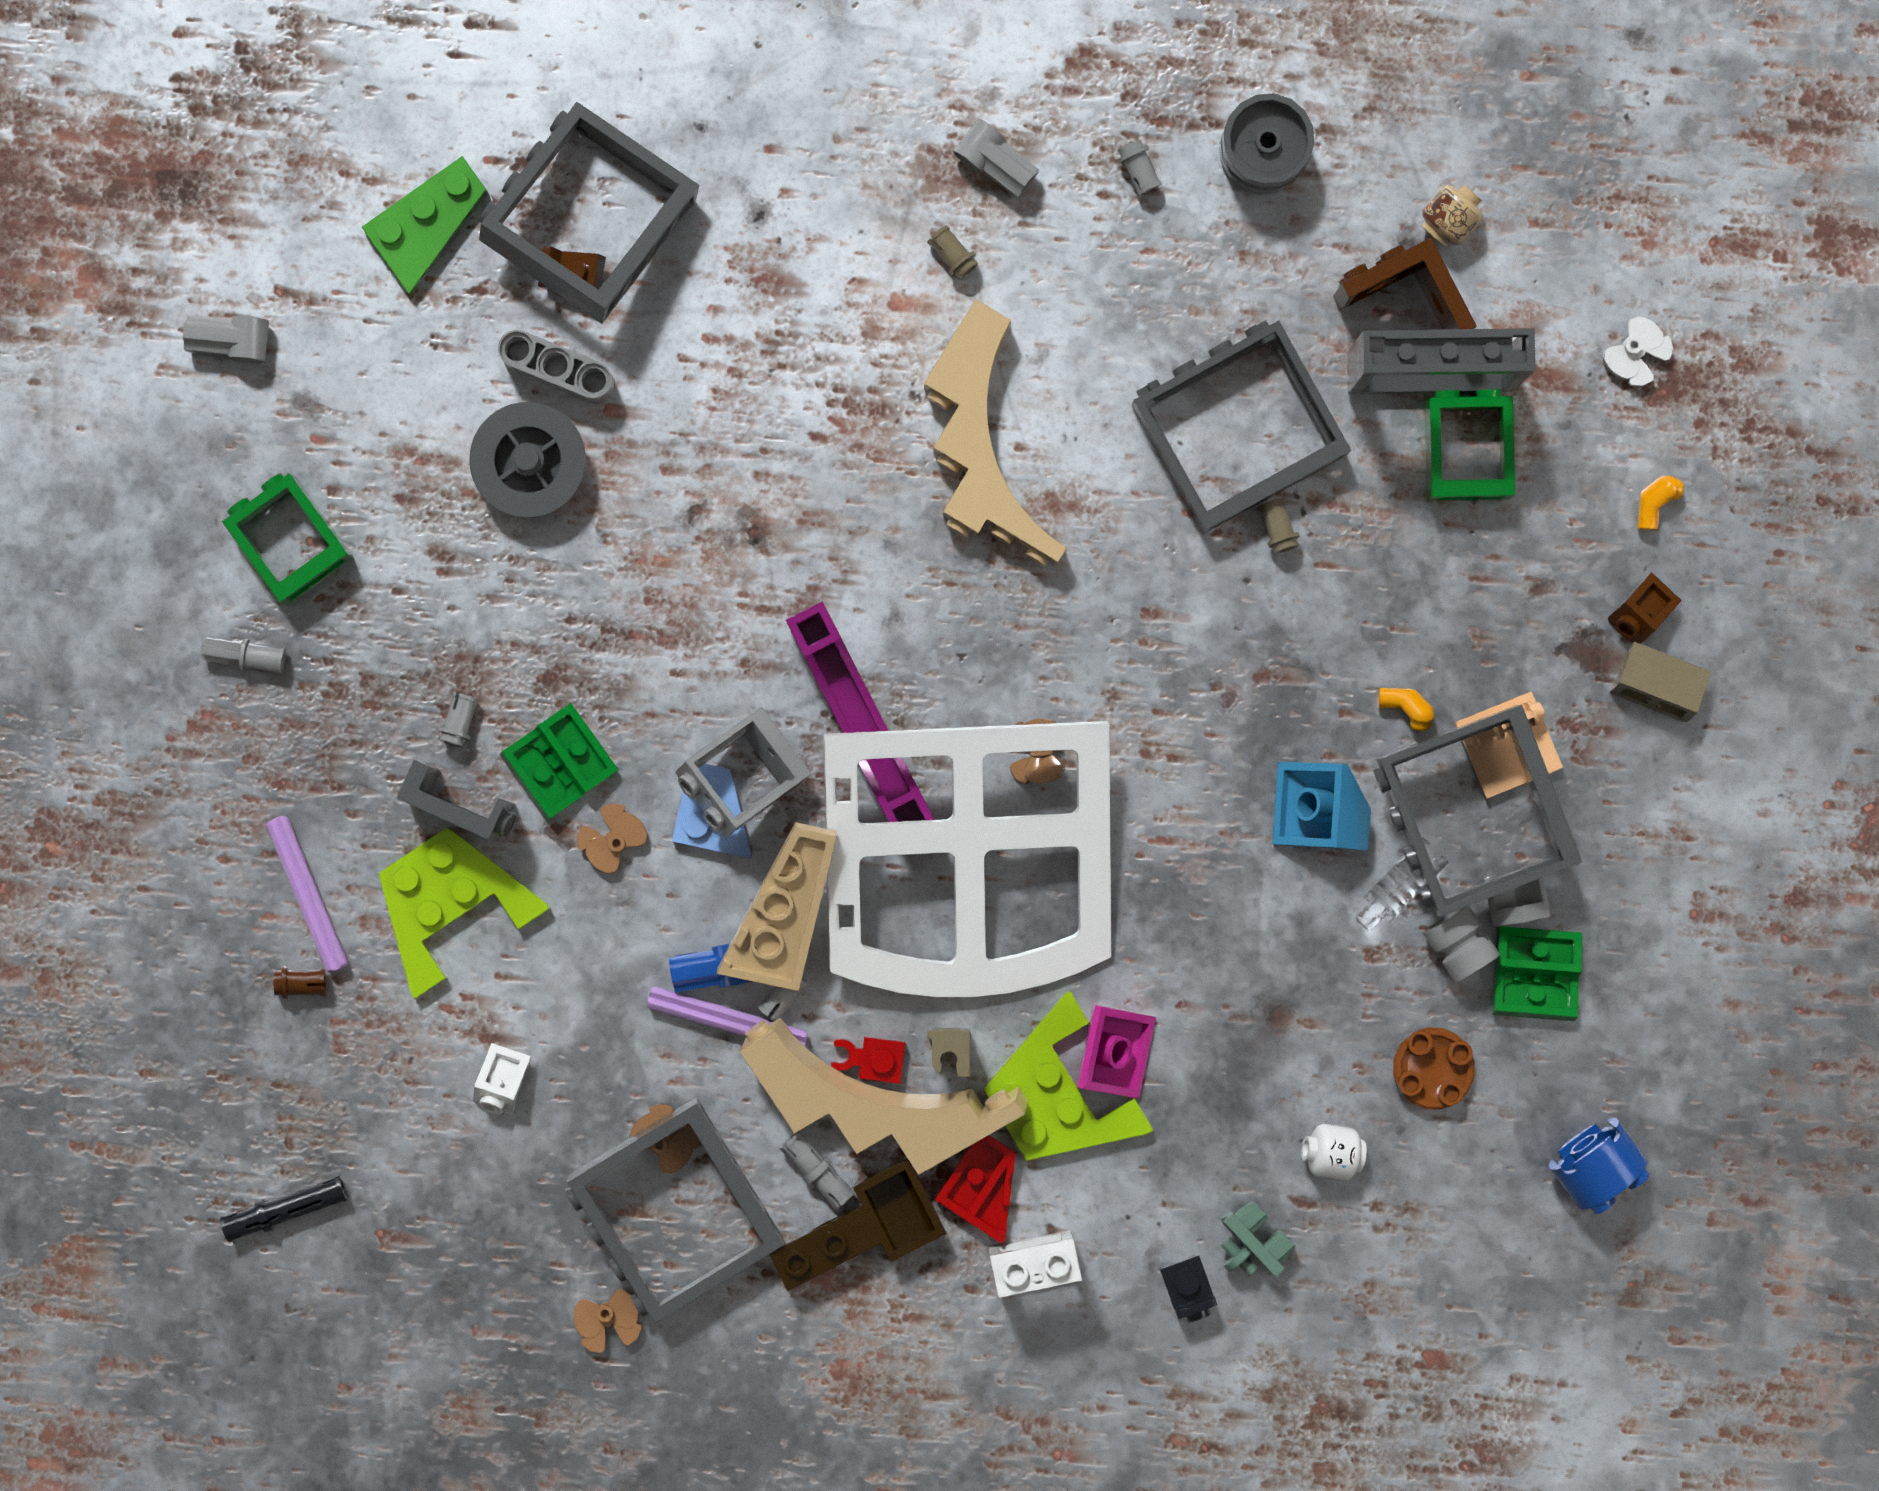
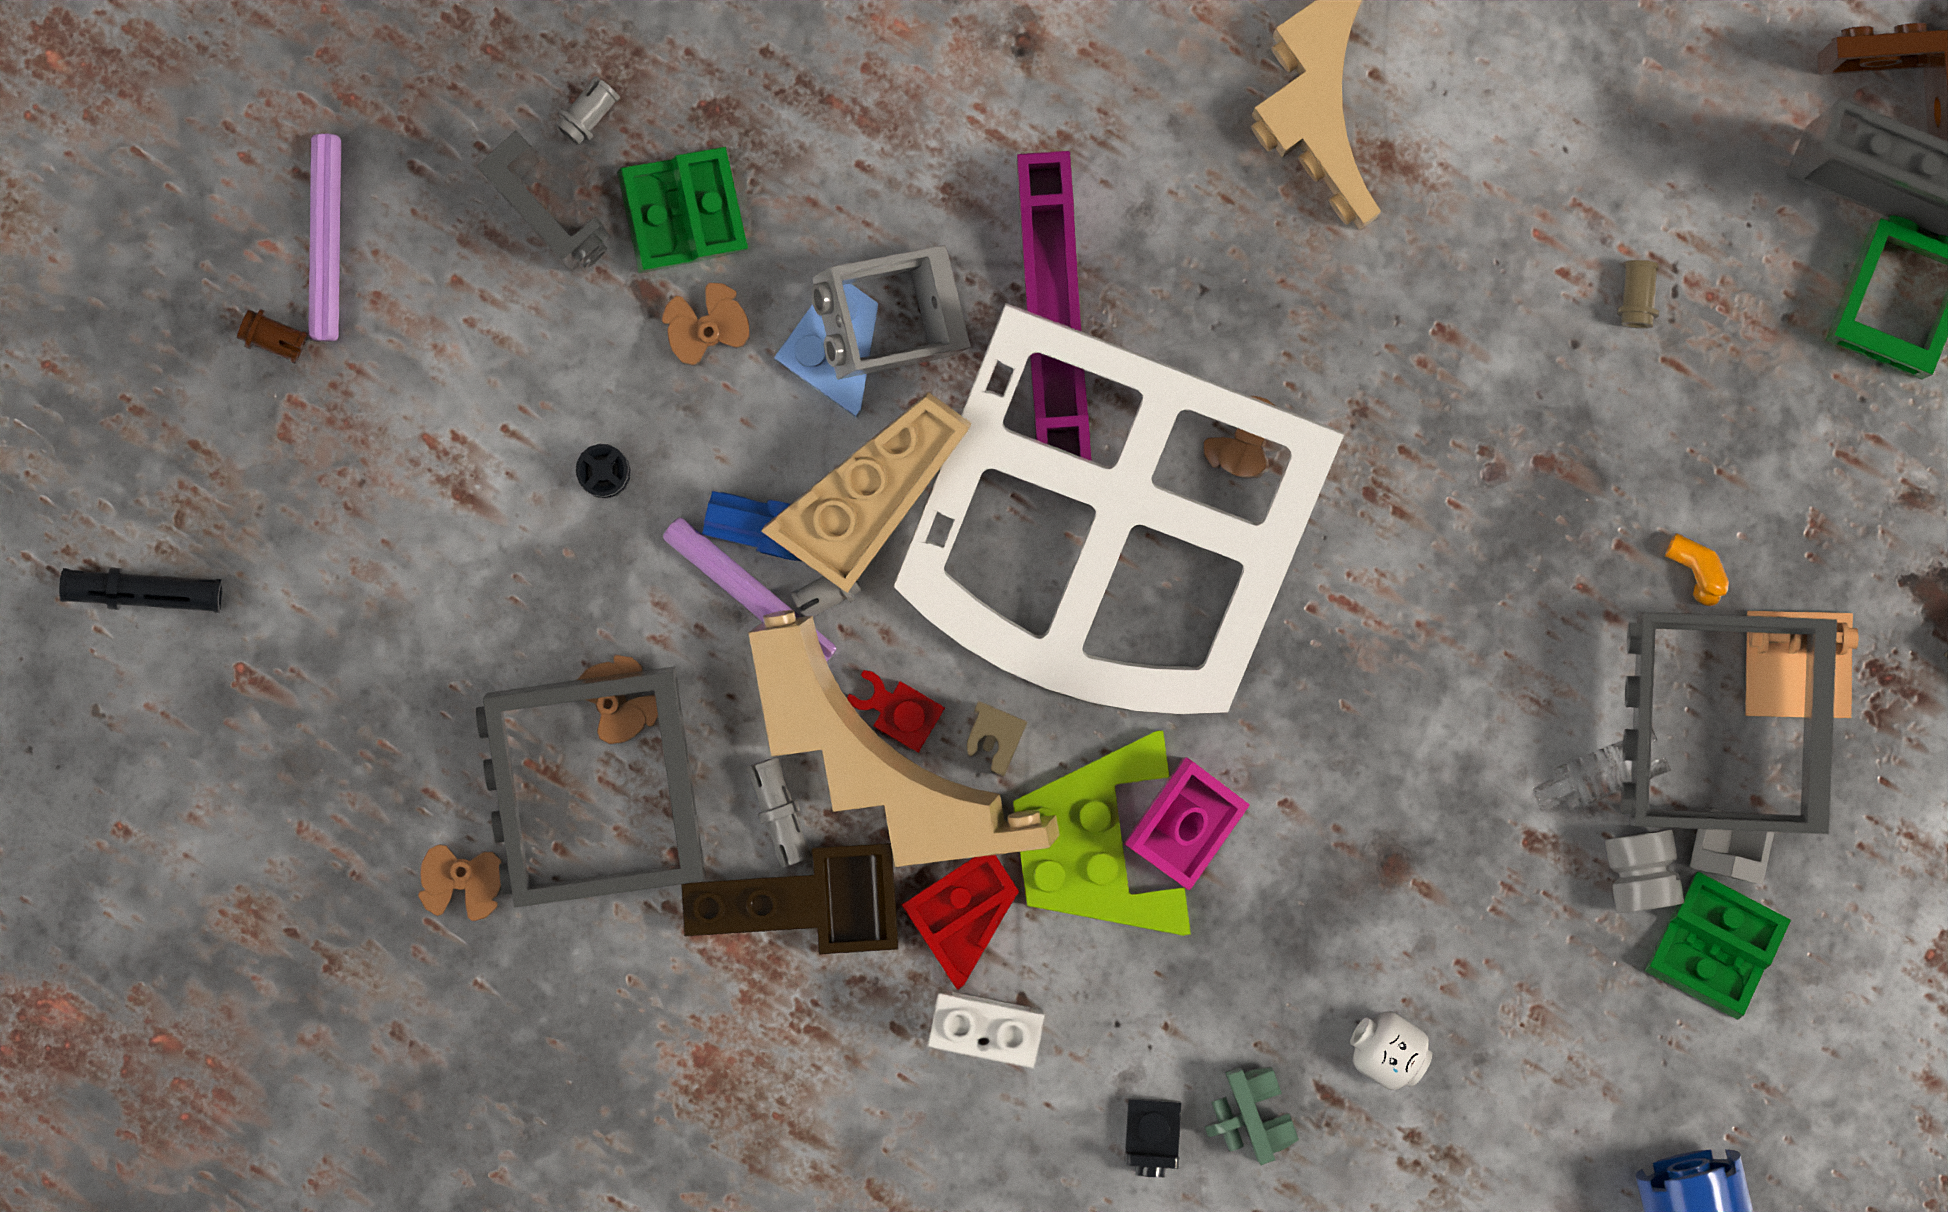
camera: 25 degrees right, 0 degrees up
(439, 886) = (478, 295): lime wing -> none
(500, 1080) = (456, 549): white bracket -> none
(576, 975) = (596, 466): none -> black wheel
(1222, 357) = (1656, 69): dark grey window -> none
(1320, 807) = (1547, 642): dark azure slope -> none
(1434, 1068) = (1549, 1003): dark orange dish -> none

